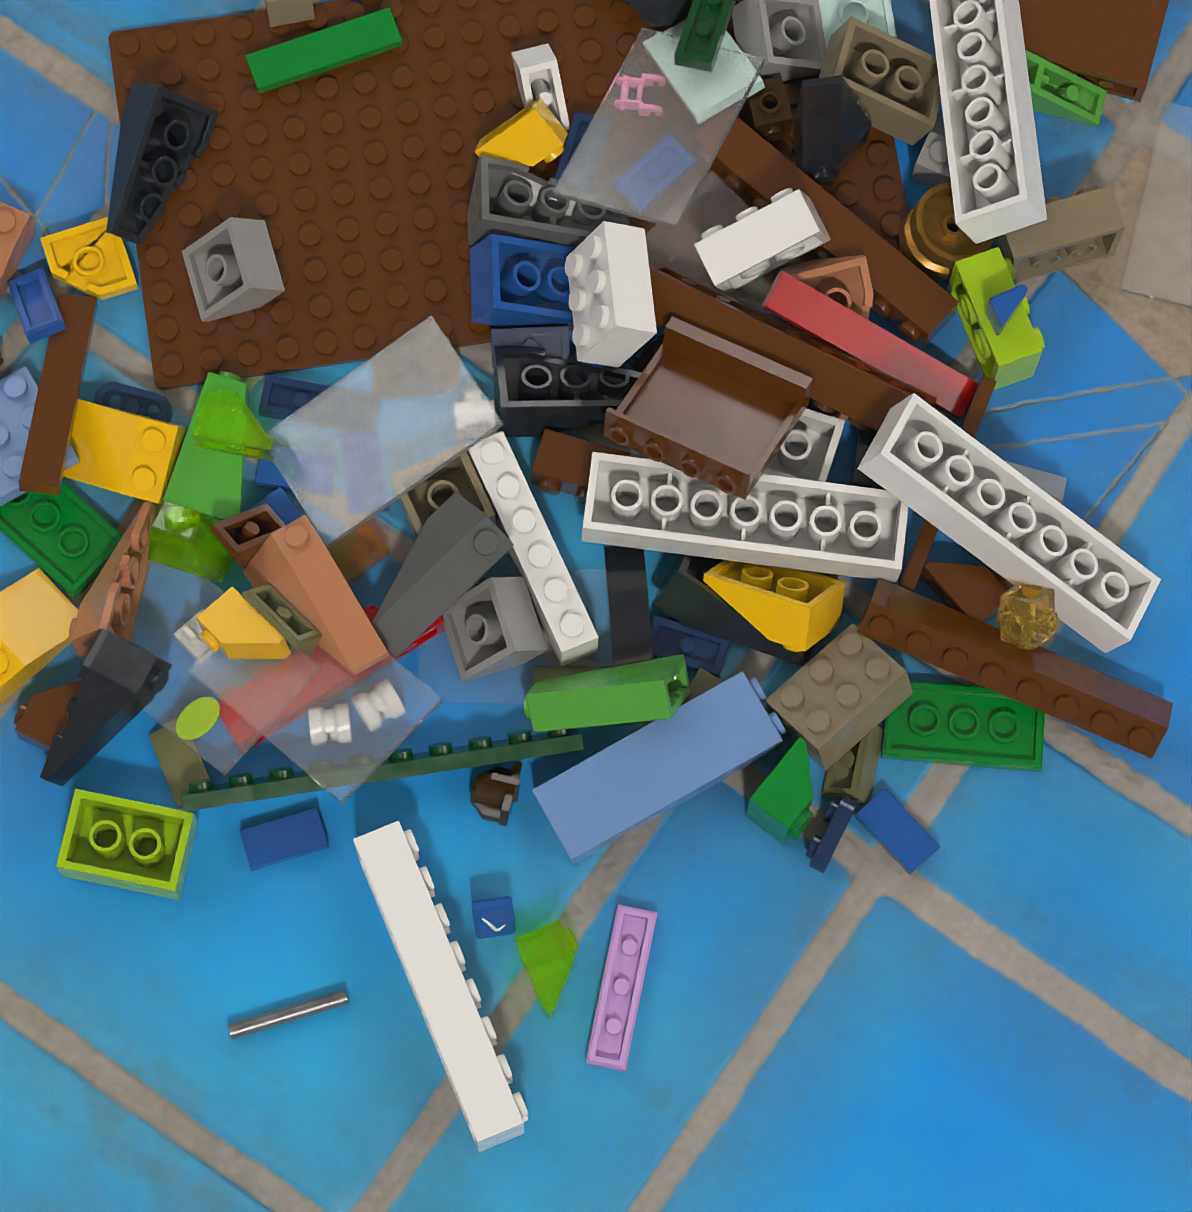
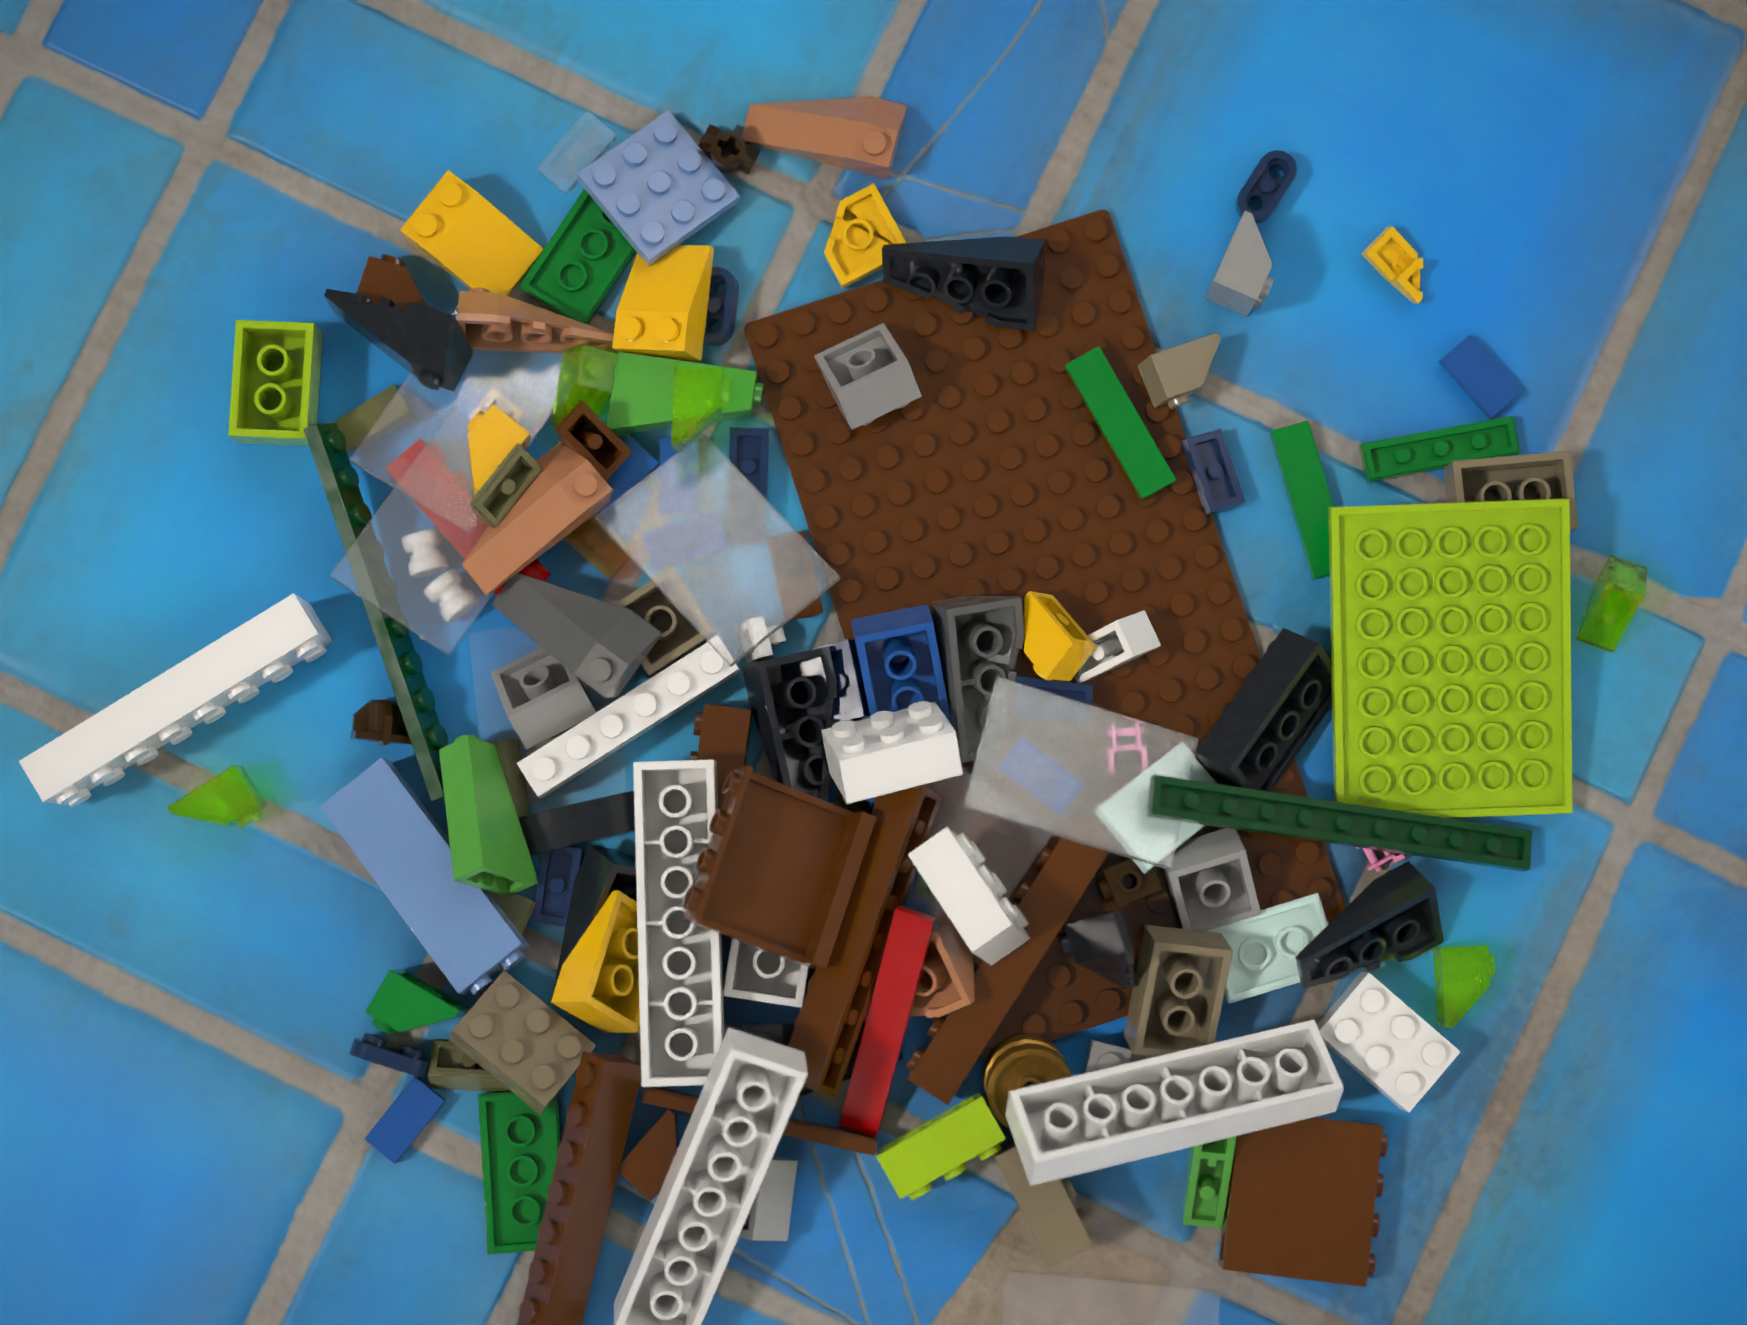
camera: 85 degrees right, 10 degrees up
(36, 305) = (803, 193): blue tile -> none
(58, 397) = (708, 231): reddish brown tile -> none
(197, 718) = (404, 425): lime sticker -> none
(284, 839) = (311, 530): blue tile -> none
(287, 1014) = (144, 564): flat silver bar -> none
(493, 917) = (263, 741): blue slope -> none
(621, 988) = (214, 875): lavender tile -> none
(1003, 306) = (933, 1154): blue slope -> none
(1027, 615) = (620, 1220): clear yellow brick -> none

